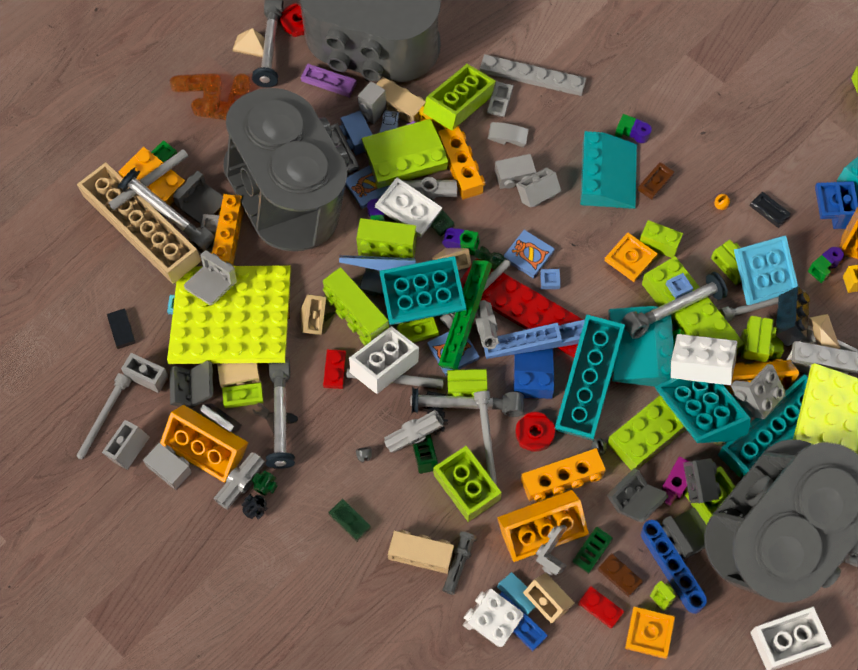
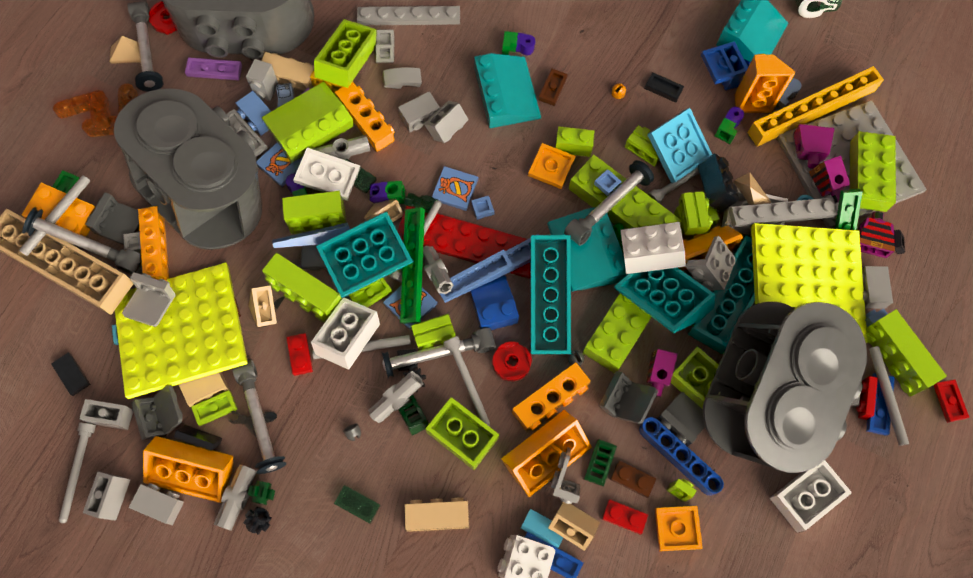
camera: 20 degrees left, 5 degrees up
(461, 553) = (477, 504): dark grey pin -> none
(701, 480) = (687, 368): dark grey slope -> none

